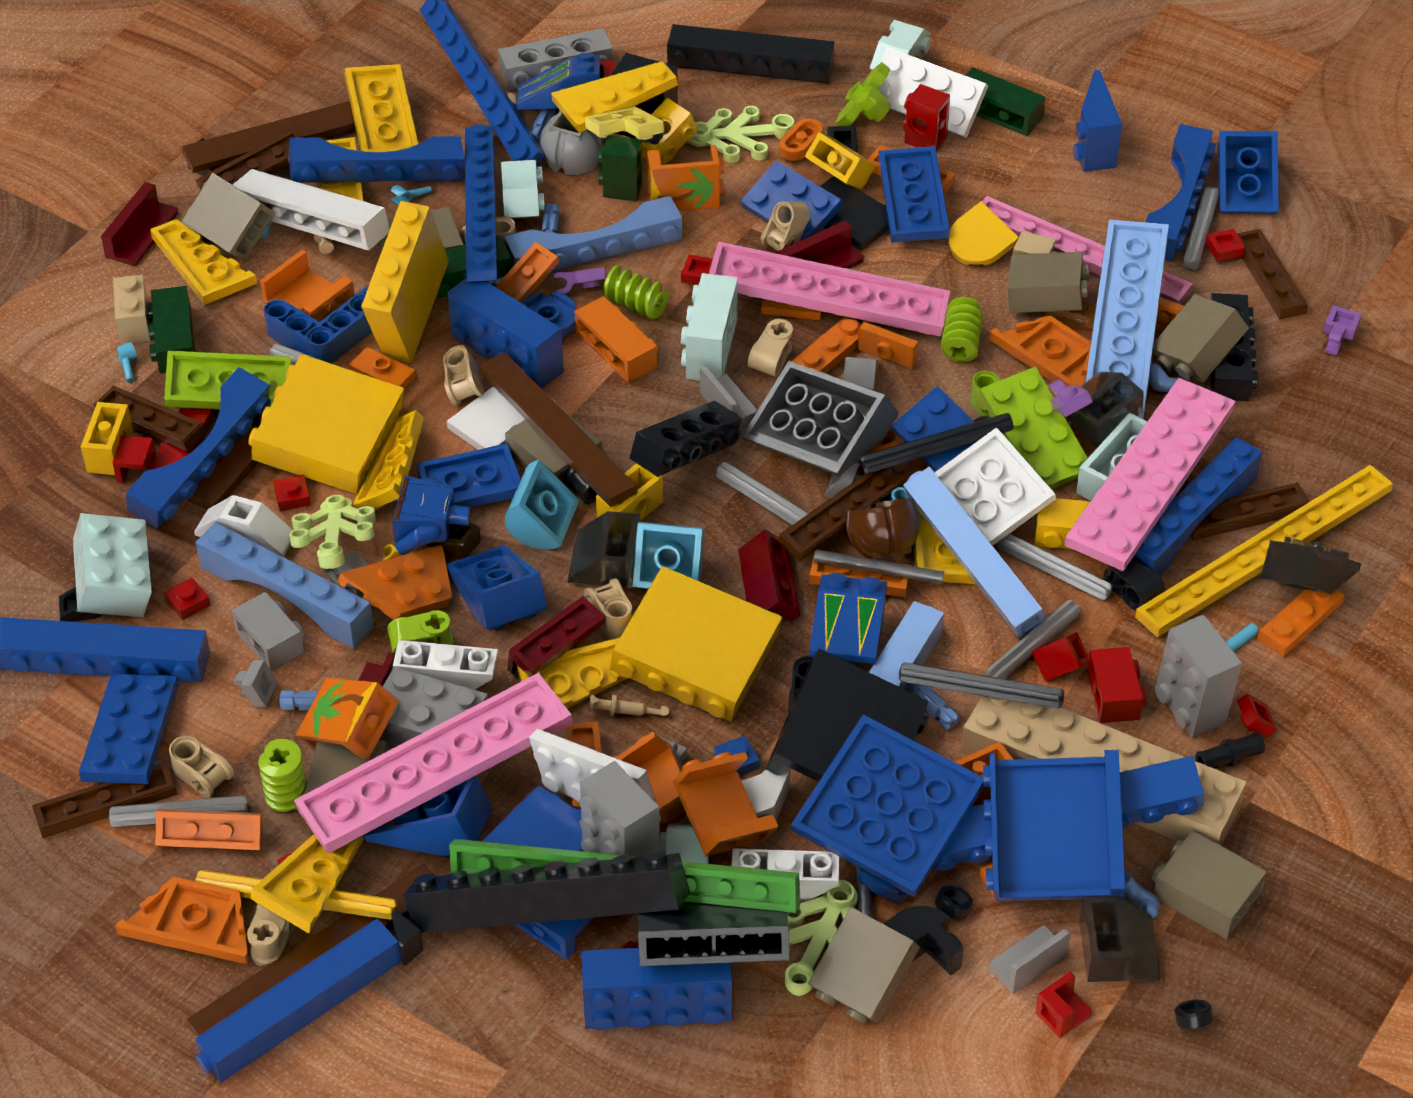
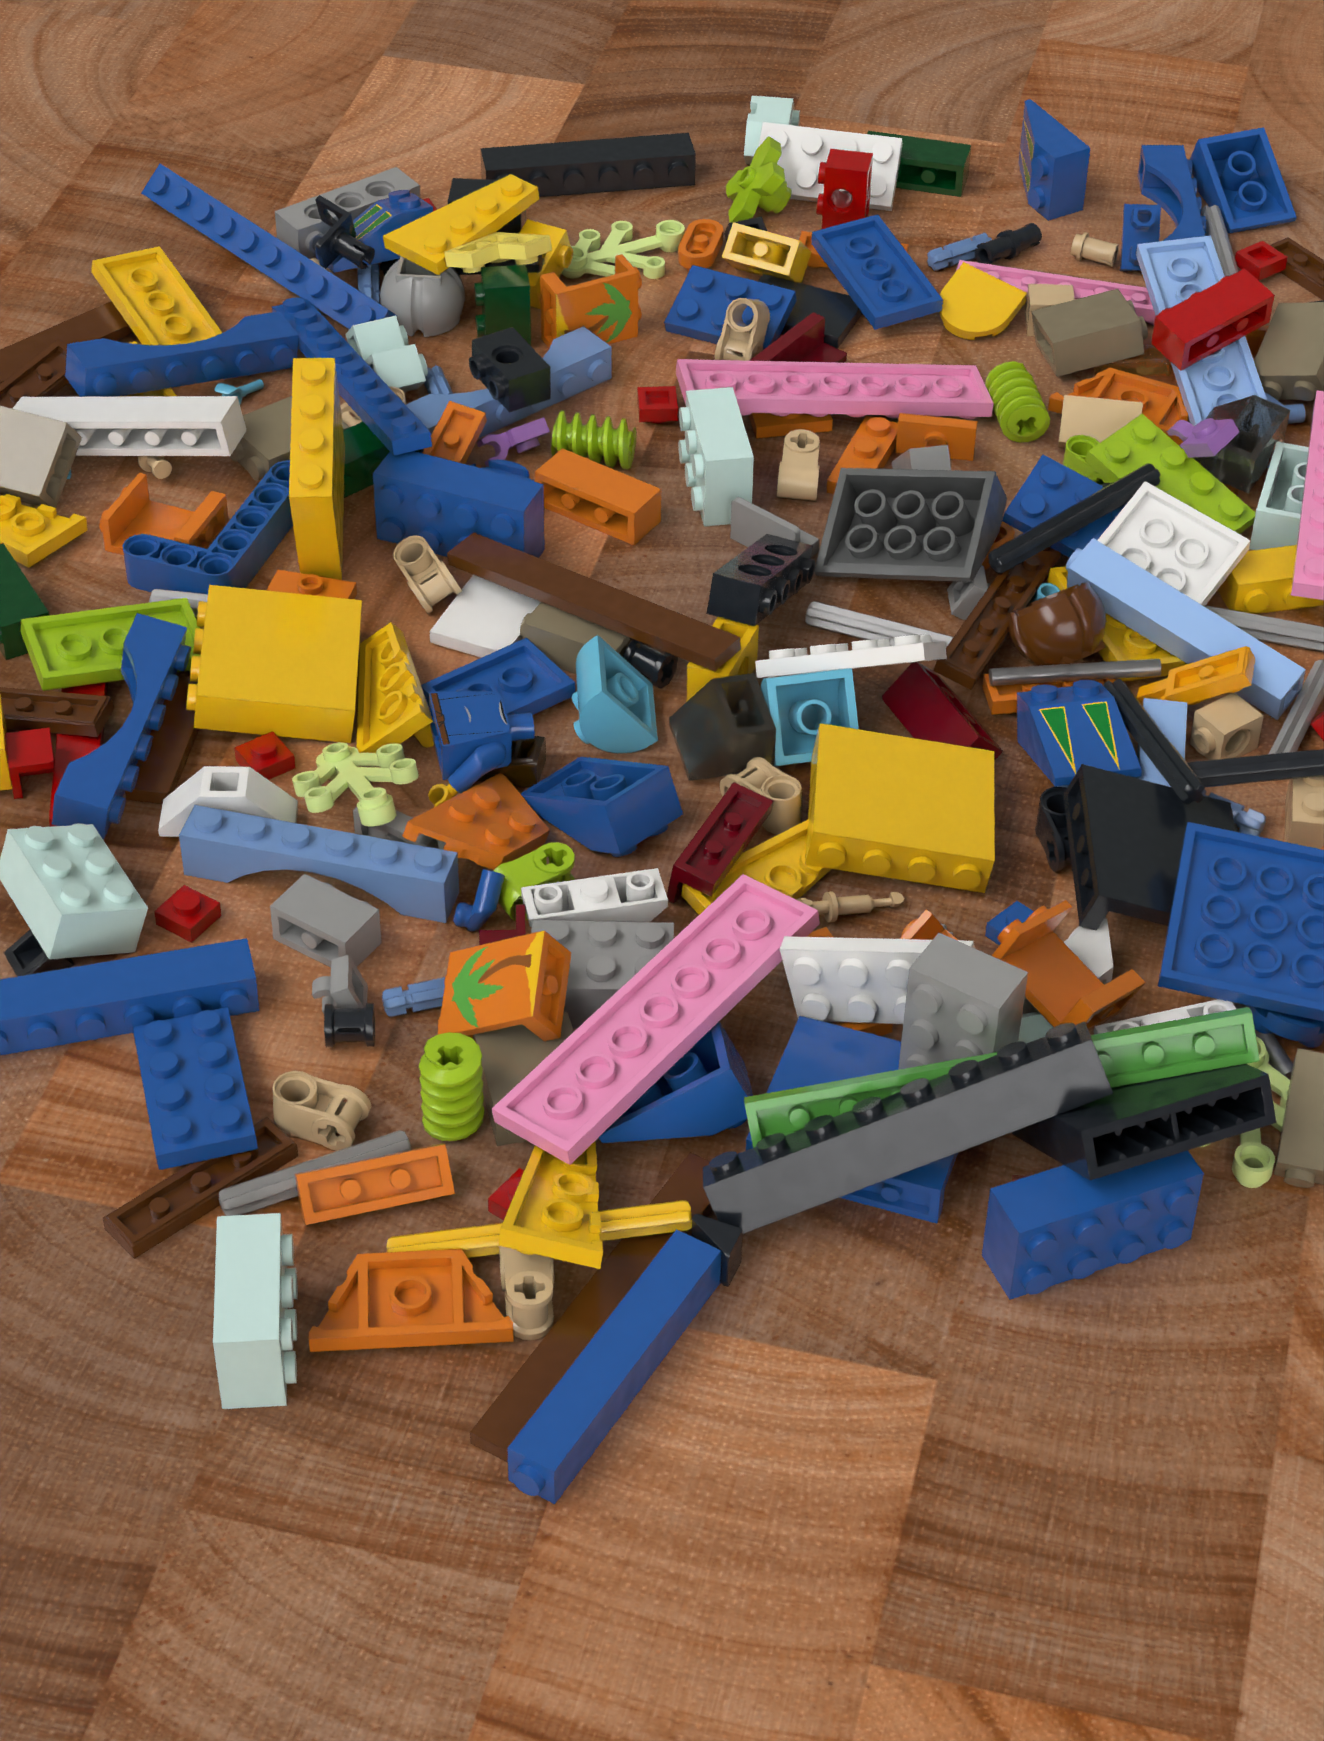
camera: 20 degrees left, 5 degrees down
(84, 898) = (252, 1312): none -> light aqua brick
(248, 710) = (349, 1025): none -> black bush
(372, 648) = (485, 902): none -> blue arm
(525, 87) = (340, 238): none -> black bracket
(592, 224) = (510, 369): none -> black brick
(713, 518) = (863, 654): none -> white plate
(893, 640) = (1156, 744): none -> black axle
(964, 597) = (1204, 678): none -> light orange hinge
(967, 639) = (1226, 728): none -> tan brick
(995, 186) = (952, 253): none -> medium blue axle
(1008, 359) = (1095, 417): none -> tan brick
(1034, 188) = (1008, 244): none -> black pin
(1095, 204) = (1094, 249): none -> tan pin
(1131, 297) = (1212, 319): none -> red brick
(1136, 201) = (1139, 226): none -> blue hips

